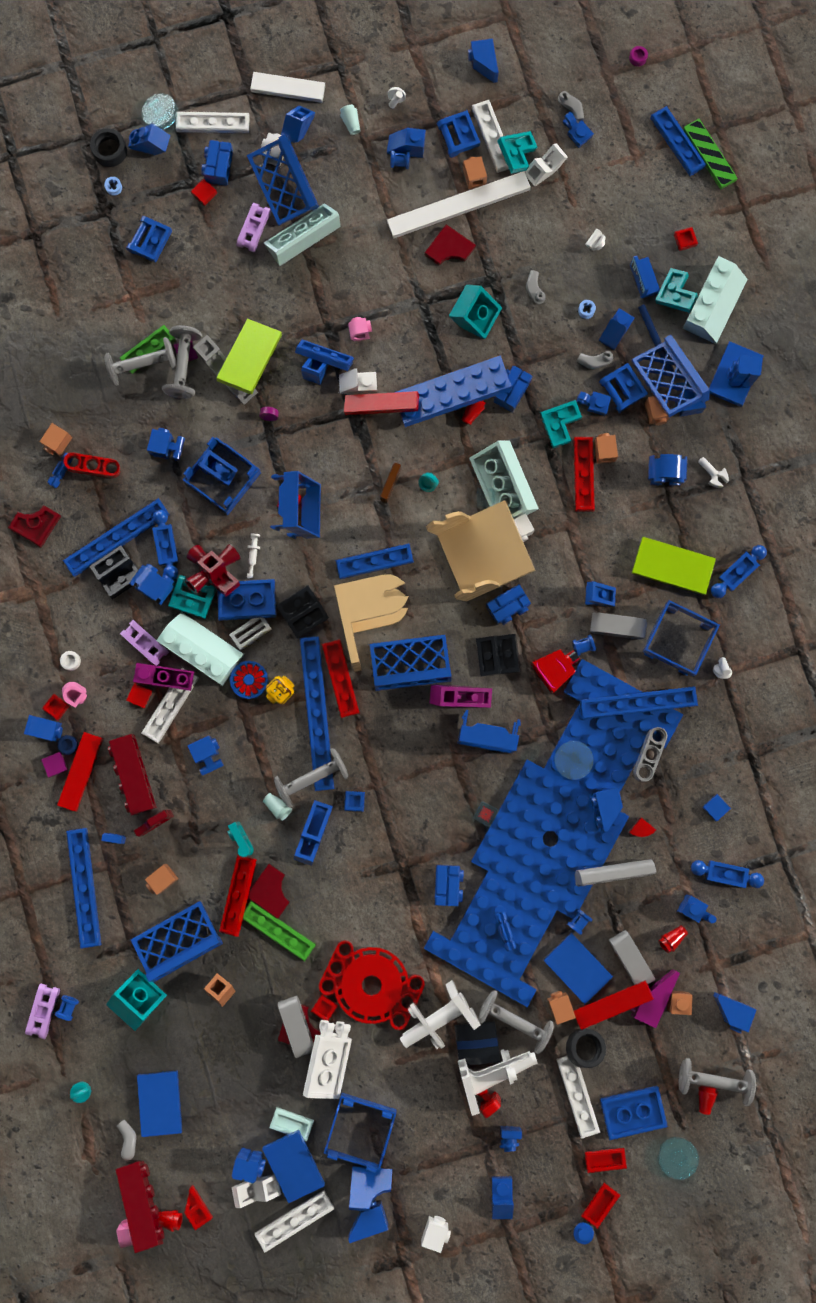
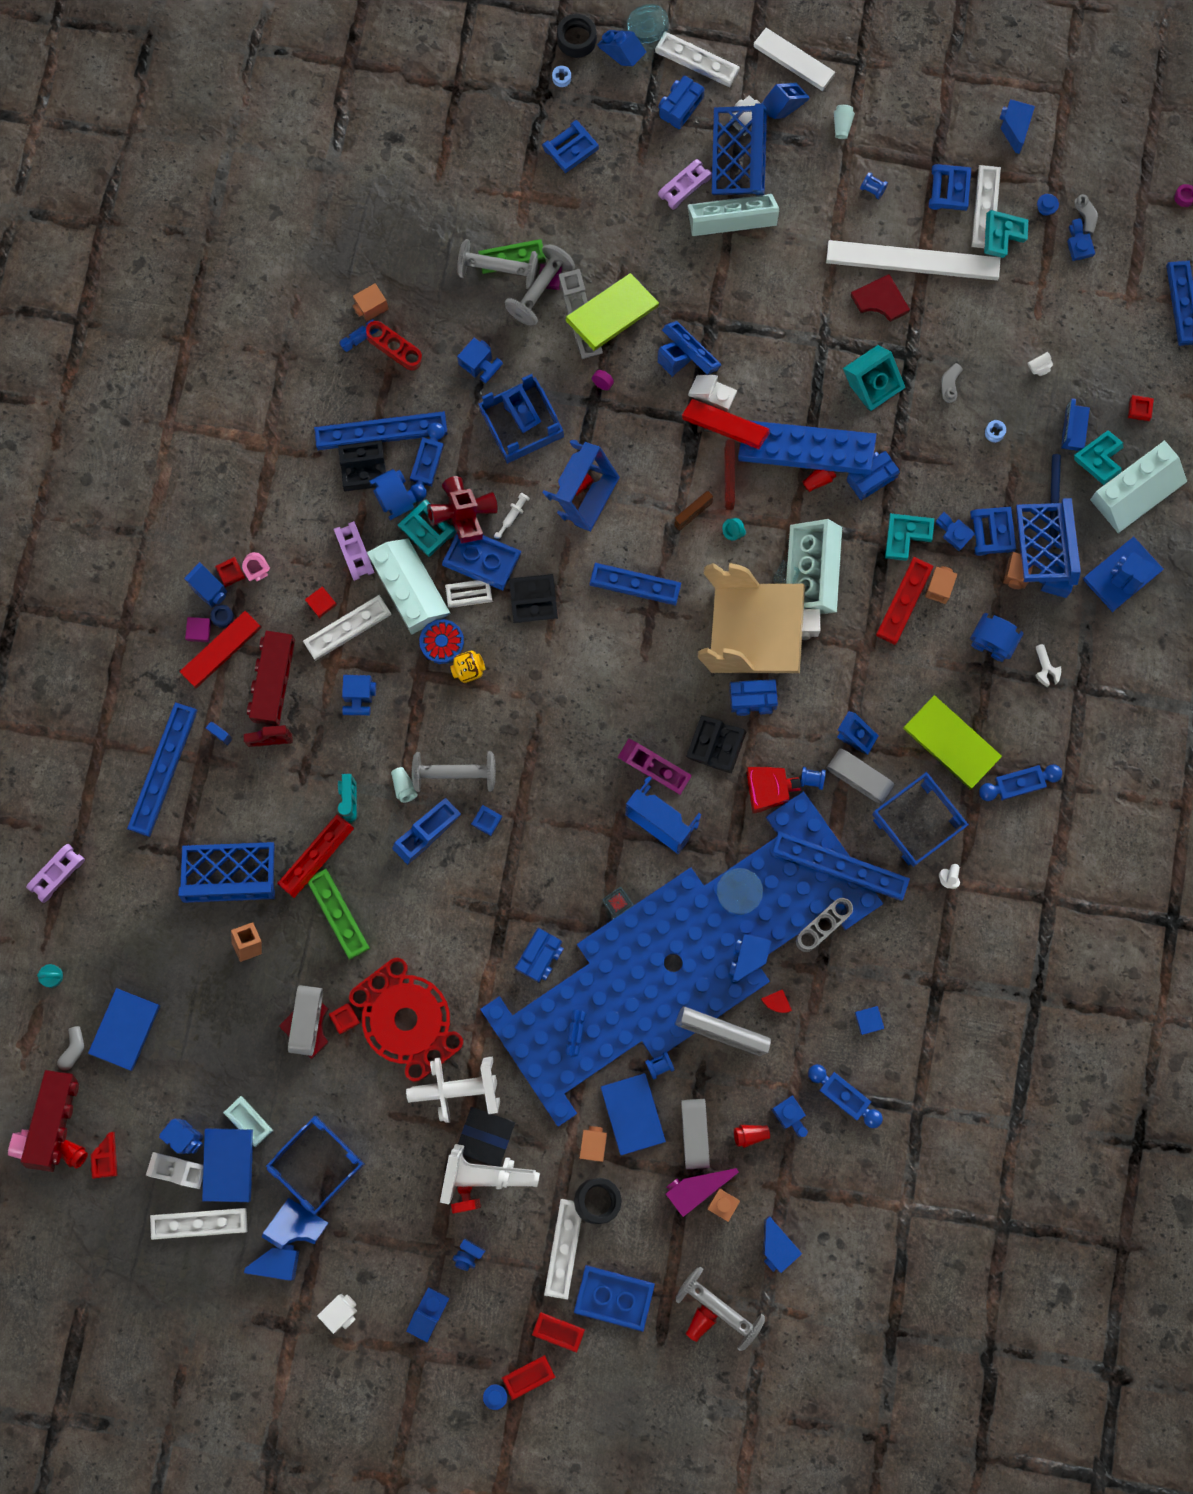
camera: 30 degrees right, 5 degrees down
(35, 526) = (305, 380): dark red tile -> none
(66, 1007) = (81, 882): blue bush -> none
(70, 660) = (269, 532): white tile -> none
(136, 1000) = (155, 909): teal slope -> none
(161, 879) = (245, 799): nougat brick -> none
(163, 677) = (354, 593): magenta slope -> none
(203, 192) = (652, 125): red tile -> none
(268, 891) = (349, 869): dark red tile -> none
(316, 708) = (496, 706): blue tile -> none
(328, 1061) = (319, 1073): white tile -> none
(340, 678) = (537, 687): red tile -> none
(359, 329) = (742, 338): bright pink plate -> none
(368, 606) = (598, 624): tan piece -> none
(396, 96) = (903, 119): white plate -> none
(404, 441) = (729, 458): none -> clear red tile
(406, 141) = (893, 170): blue slope -> none
(415, 678) = (617, 724): blue fence -> none
(474, 172) = (946, 234): nougat brick -> none
(516, 1022) = (537, 1133): light grey hose -> none
(539, 112) = (1047, 204): none -> blue plate
(544, 167) = (1022, 264): white slope -> none
(595, 362) = (977, 490): light grey arm -> none
(613, 1005) = (650, 1169): red tile -> none
(616, 329) = (1017, 466): blue slope -> none
(678, 1158) = (637, 1371): clear light blue tile -> none

